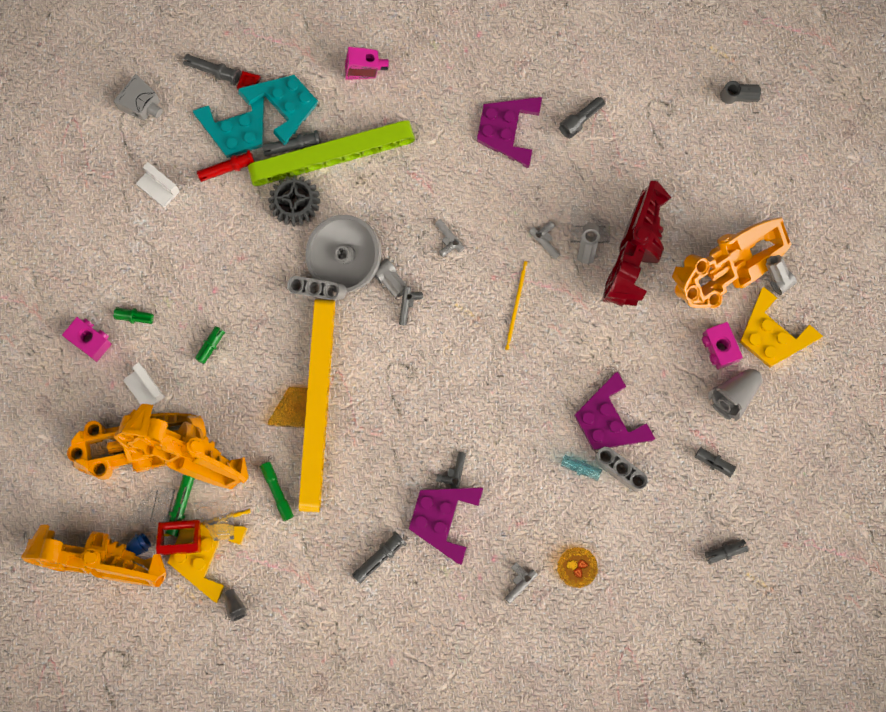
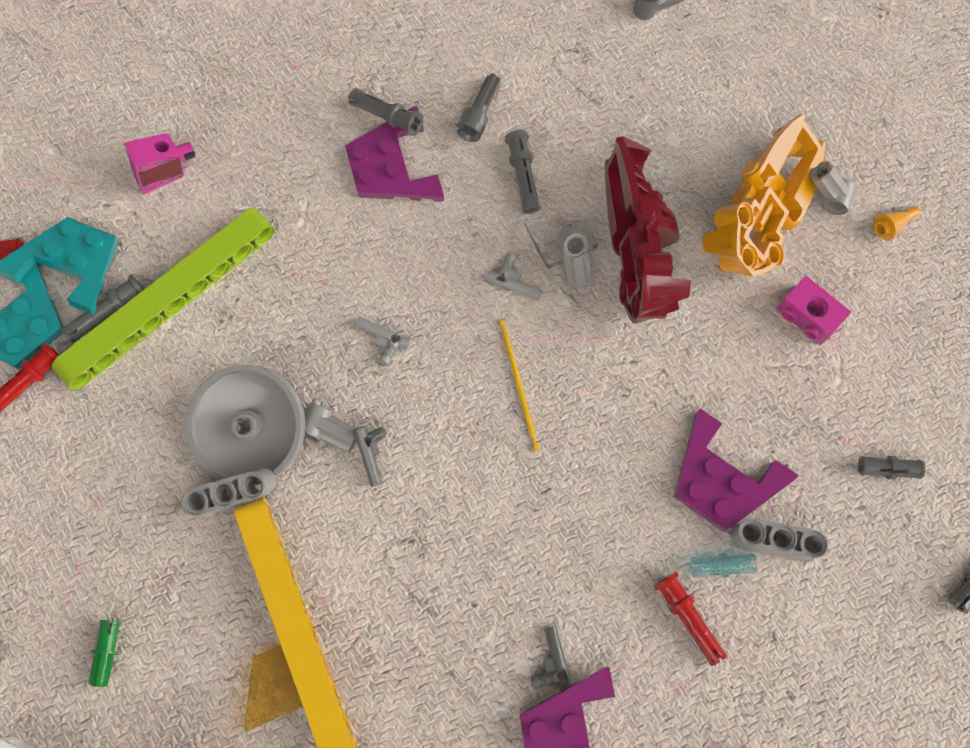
camera: 30 degrees left, 5 degrees down
(280, 199) = (118, 389): dark grey gear -> none
(524, 98) = (394, 114): none -> dark grey pin
(544, 477) = (682, 605): none -> red pin
(577, 567) = (795, 713): clear yellow tile -> none
(590, 164) = (521, 161): none -> dark grey pin
(735, 394) = (868, 365): light grey cone -> none
(768, 339) = (861, 275): yellow wing -> none
(806, 315) = (890, 224): none -> light orange cone

